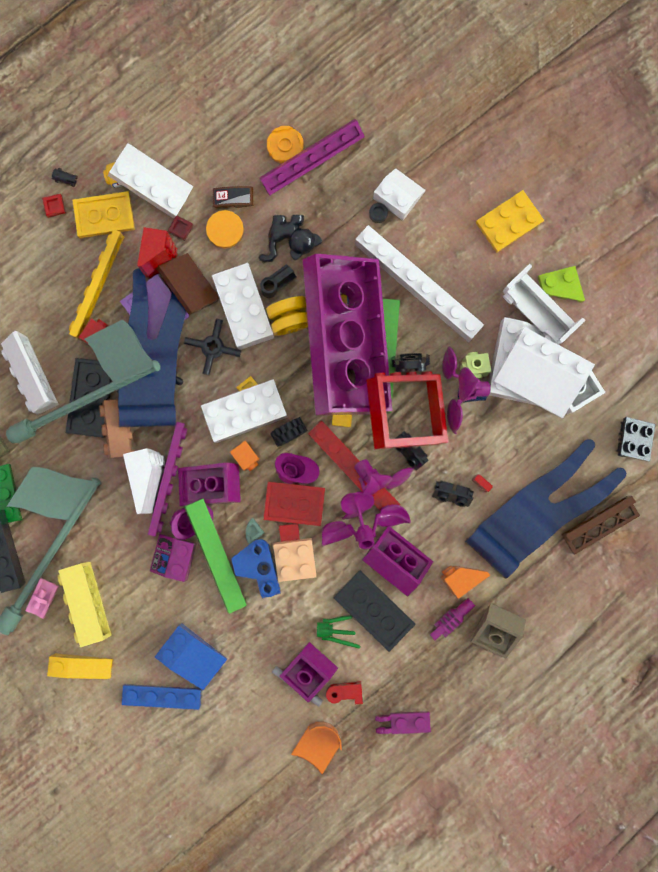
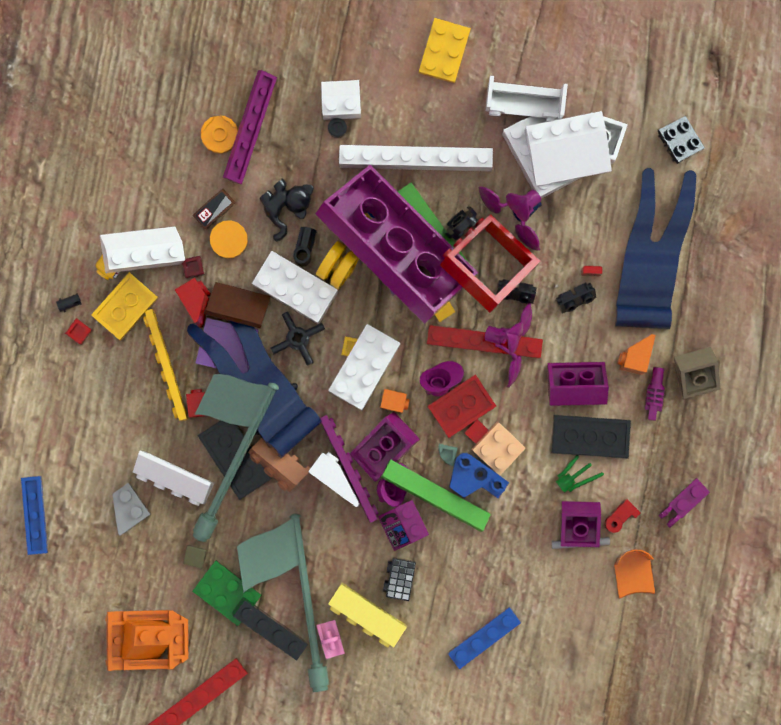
camera: 40 degrees left, 0 degrees up
(79, 667) = (403, 667): yellow slope -> none
(132, 598) = (400, 578): none -> brick
(190, 657) = (481, 588): blue slope -> none
(288, 432) = (412, 354): black tyre -> none
(356, 502) = (542, 354): magenta plant -> none
(477, 363) = (512, 183): yellowish green brick -> none
(563, 284) = (525, 66): lime wing -> none
(600, 518) = (701, 227): reddish brown fence -> none

